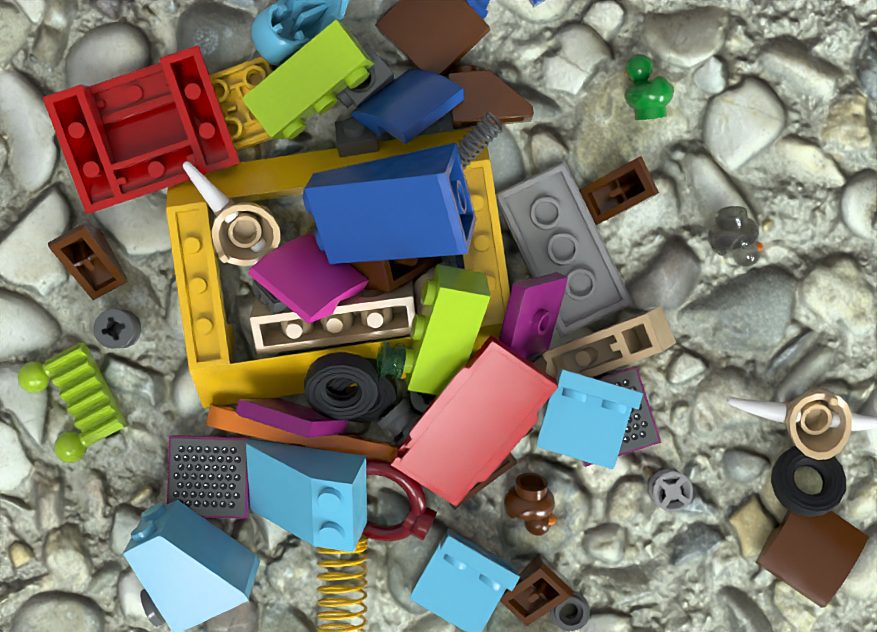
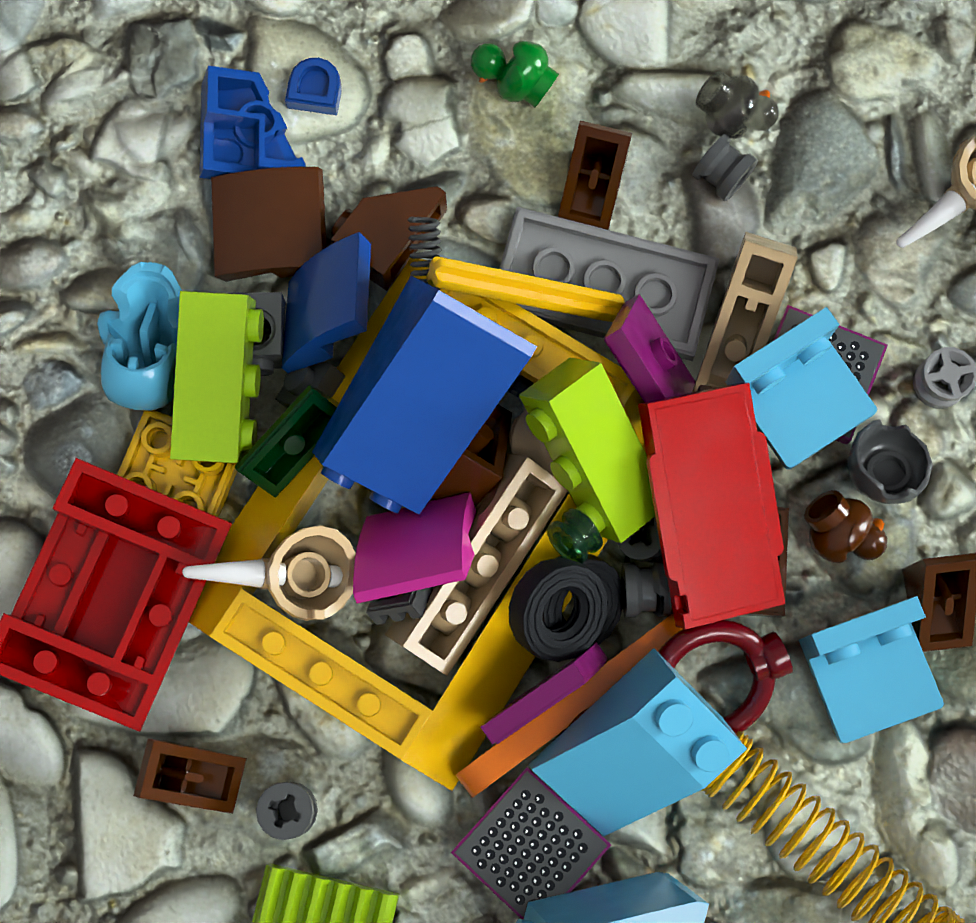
camera: 50 degrees left, 10 degrees down
(310, 156) = (288, 442): none -> dark green slope
(508, 211) = (523, 289): none -> yellow axle
(590, 499) = (889, 463): none -> dark grey hair
(691, 261) = (725, 167): none -> dark grey wheel

